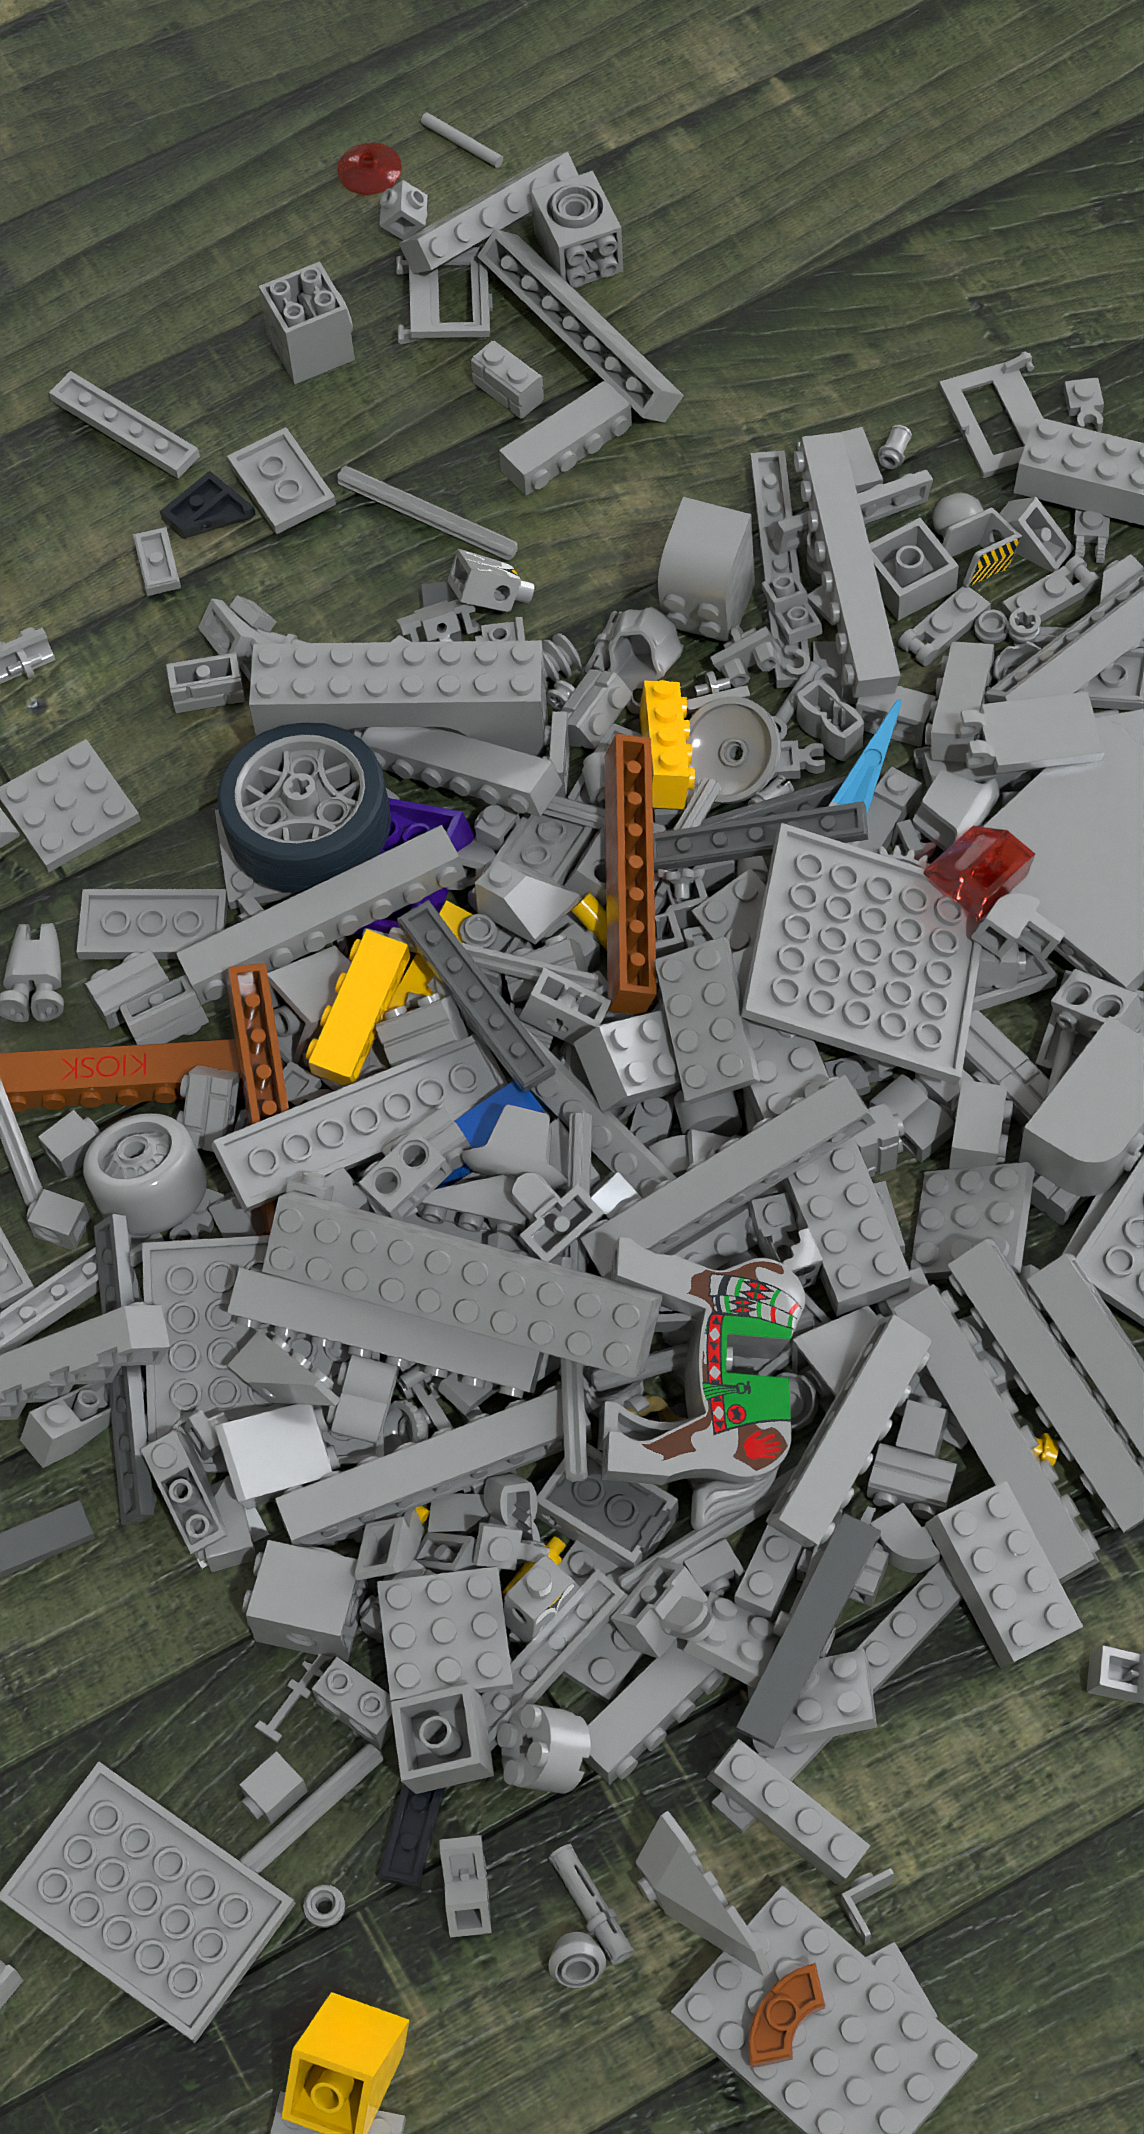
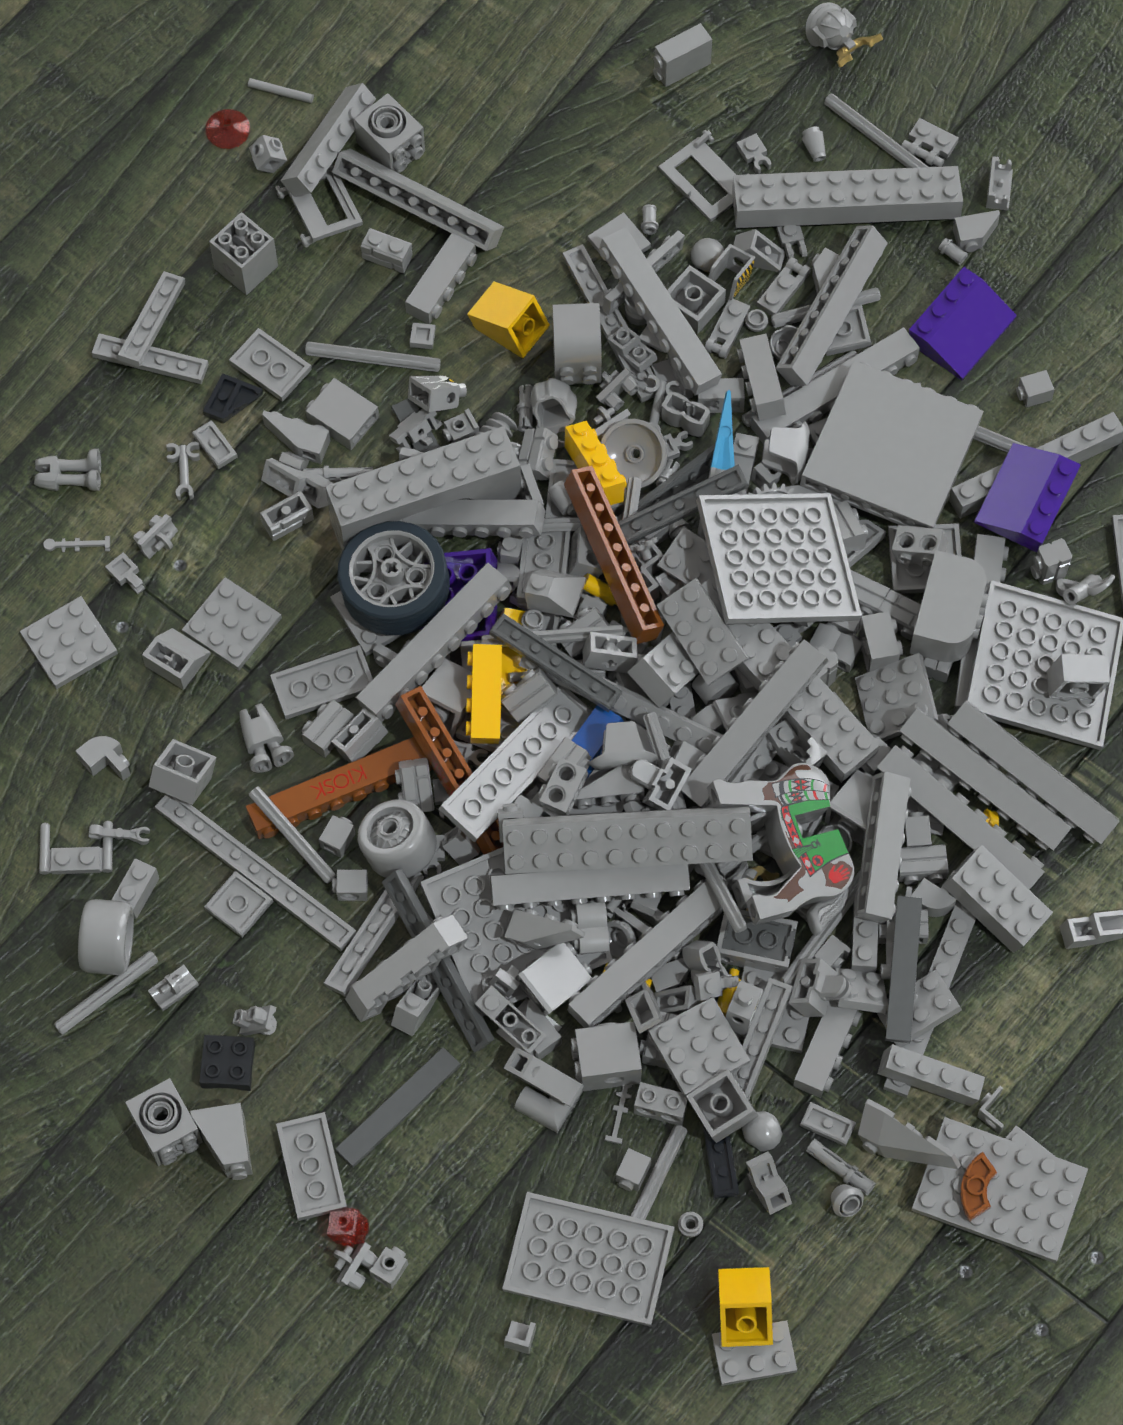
camera: 25 degrees left, 5 degrees up
(106, 563) = (182, 454): none -> light grey bar
(146, 372) = (151, 319): none -> light grey plate
(196, 1653) = (543, 1110): none -> light grey brick
(197, 1596) = (543, 1077): none -> light grey slope
(278, 588) = (302, 438): none -> light grey slope
(348, 573) = (342, 413): none -> light grey brick
(495, 1804) = (763, 1131): none -> light grey hair
(507, 505) = (422, 335): none -> light grey plate
(544, 1748) = (781, 1090): light grey brick -> none
(600, 1829) = (828, 1124): none -> light grey plate
(632, 515) = (509, 318): none -> yellow slope
(981, 868) = (822, 482): clear red slope -> none
(1013, 921) = (855, 510): light grey brick -> none
(1029, 617) = (778, 320): light grey bush -> none
(1032, 243) = (682, 55): none -> light grey brick
(1032, 733) = (819, 386): light grey tile -> none
(1061, 1059) = (911, 588): light grey piece -> none

